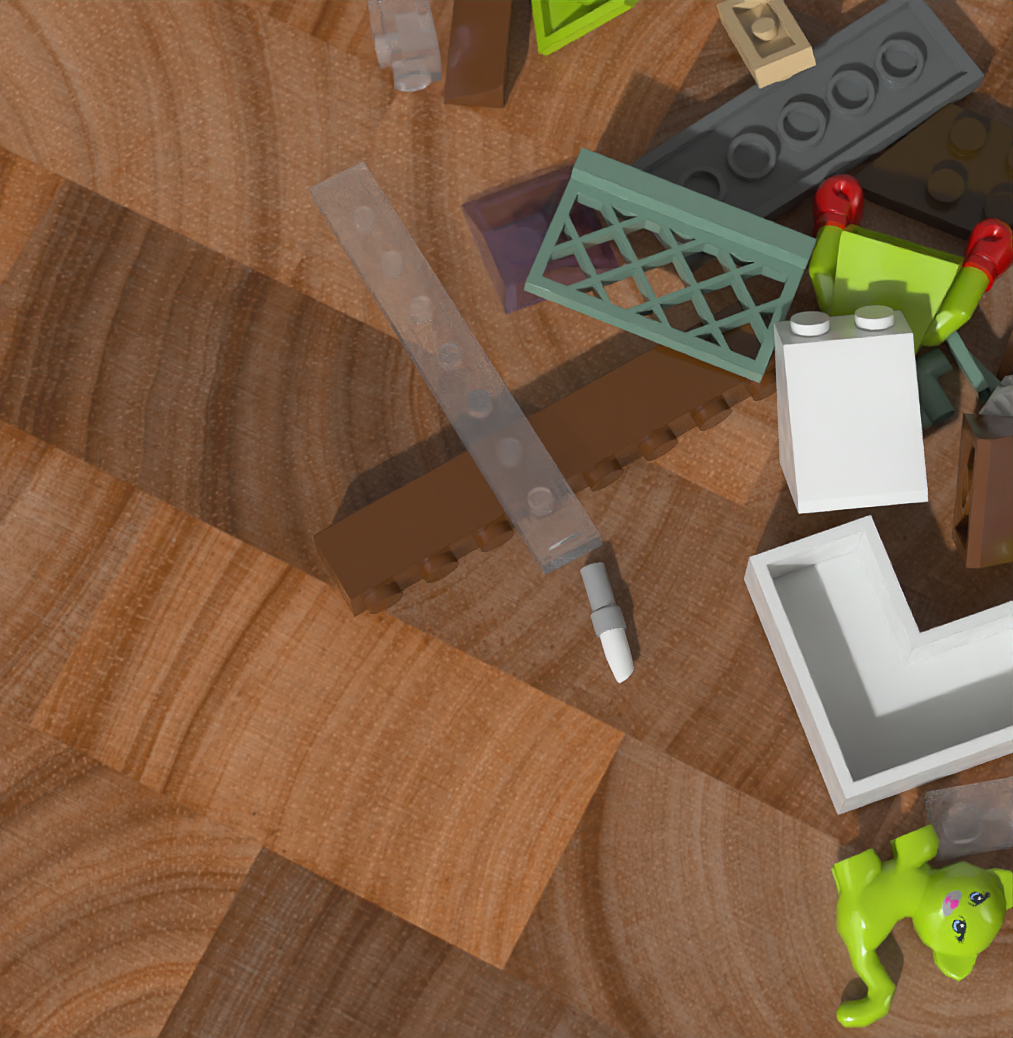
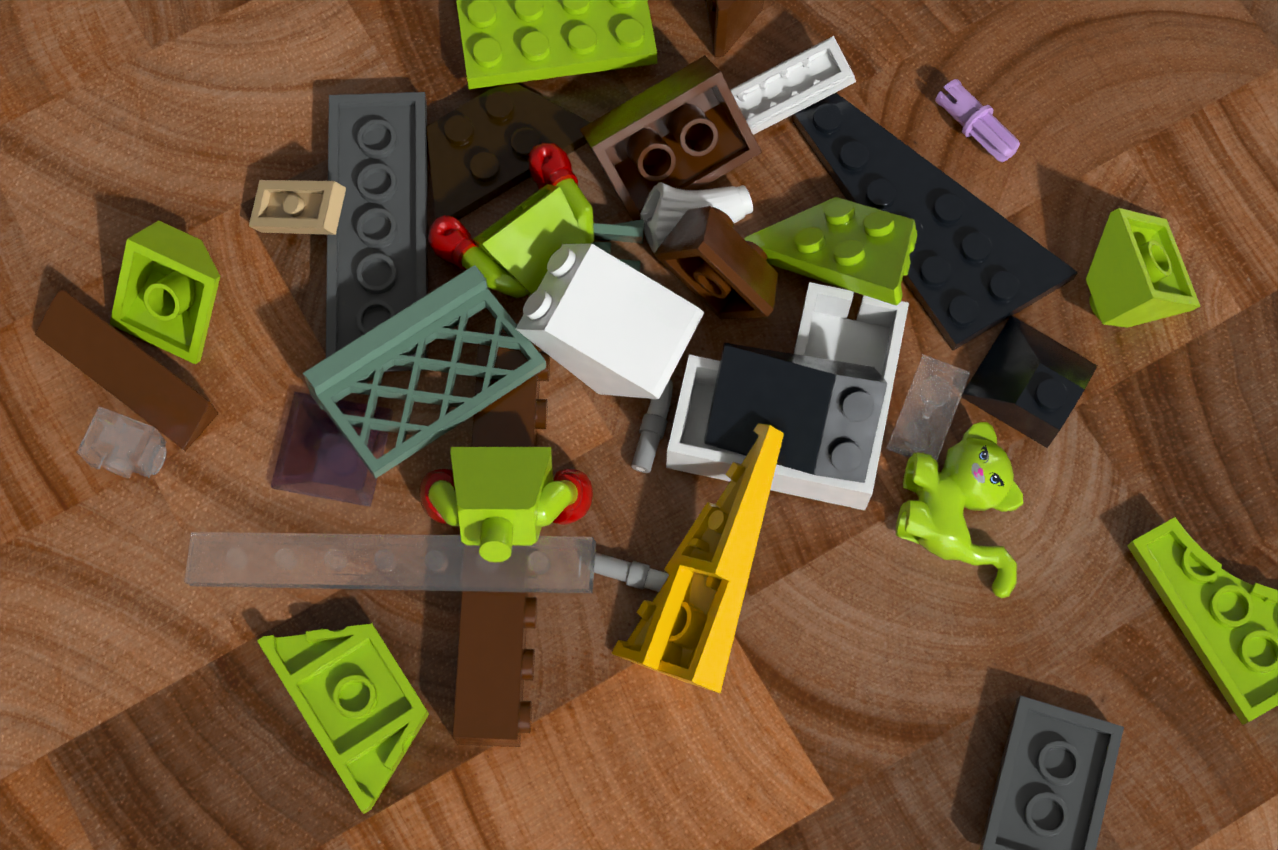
camera: 60 degrees left, 0 degrees up
(292, 422) = (351, 701): none -> lime wing
(590, 427) = (504, 496): none -> lime torso
(601, 698) = (698, 608): none -> yellow wedge
(774, 536) = (652, 430): none -> light grey piece
(882, 661) = (818, 403): none -> black slope

